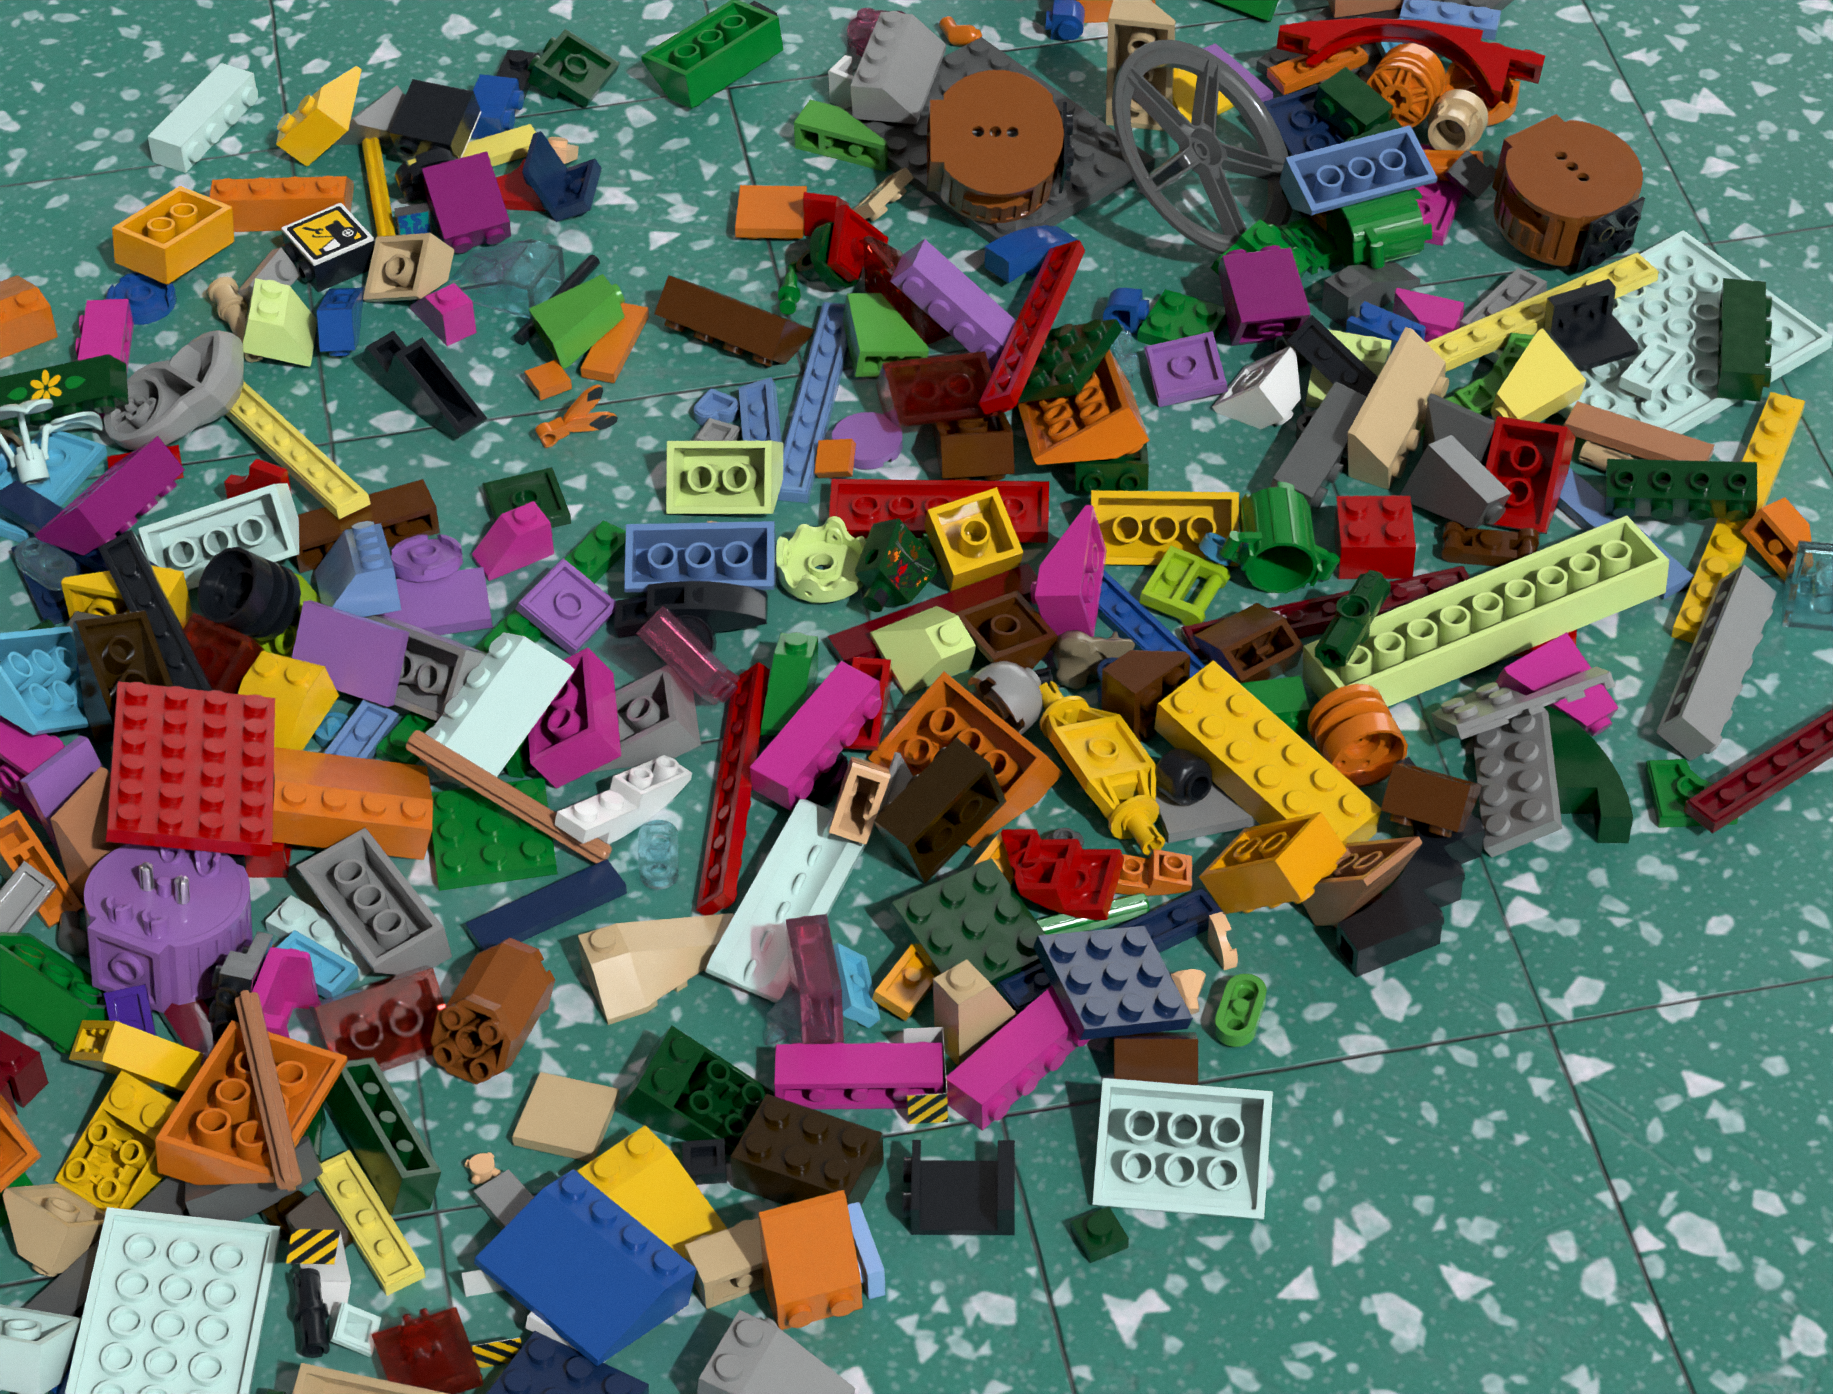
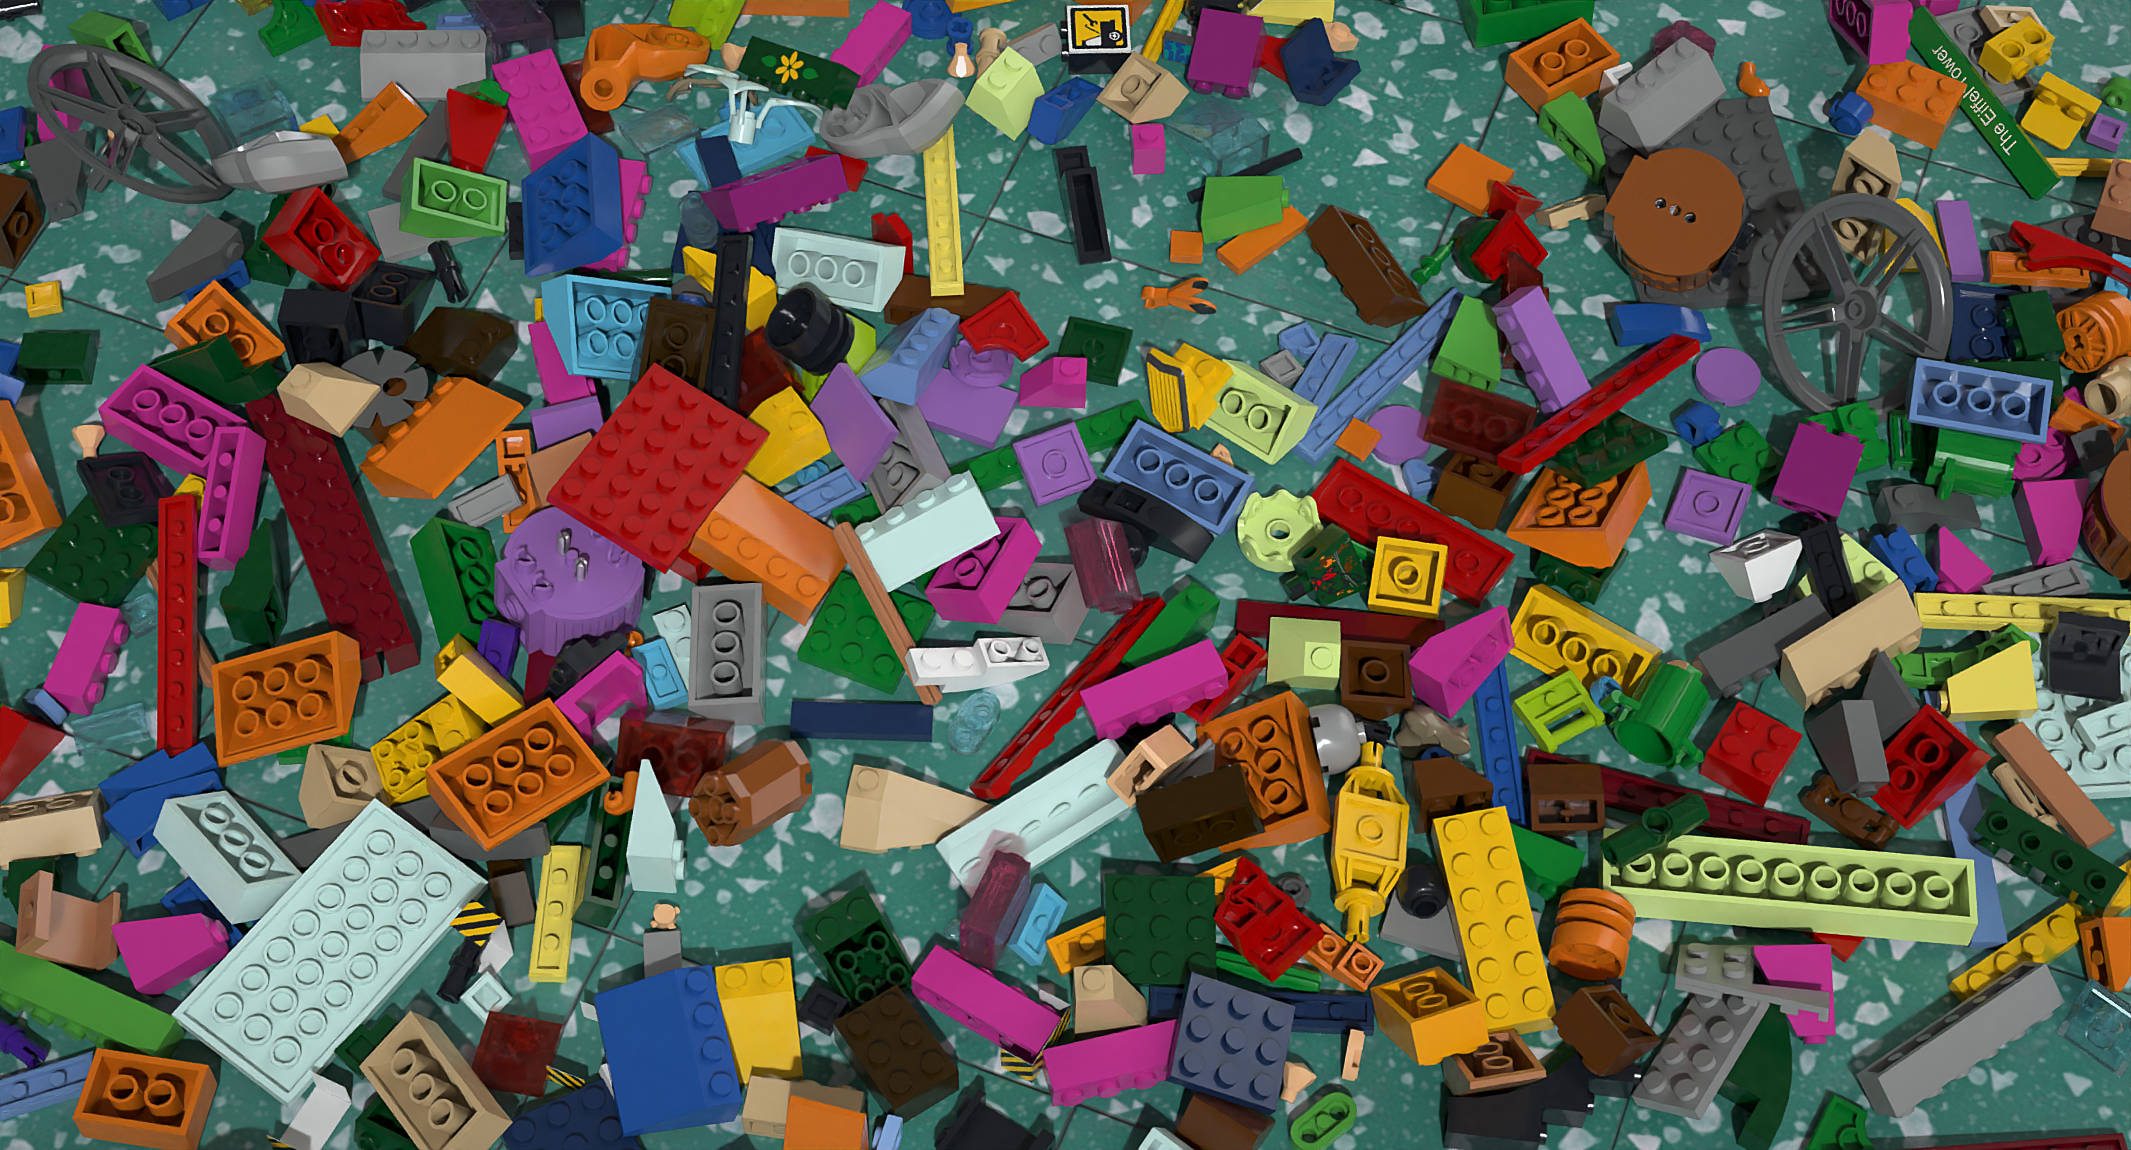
camera: 30 degrees right, 10 degrees up
(190, 307) = (959, 31): none -> blue bush
(206, 320) = (961, 63): none -> light nougat rock
(268, 1091) = (528, 774): nougat axle -> none
(376, 1069) = (624, 800): none -> orange arm
(428, 1092) = (653, 846): none -> light aqua slope
(433, 512) = (1004, 327): none -> red tile
(566, 1117) = (753, 910): tan tile -> none
(645, 481) = (1184, 387): none -> yellow piece
(783, 85) = (1560, 63): none -> orange brick
(914, 464) = (1420, 478): none -> medium blue tile
(1119, 264) = (1727, 376): none -> medium lavender tile
(1122, 352) = (1662, 474): clear light blue plate -> none
(1475, 246) = (2051, 518): none -> dark pink slope

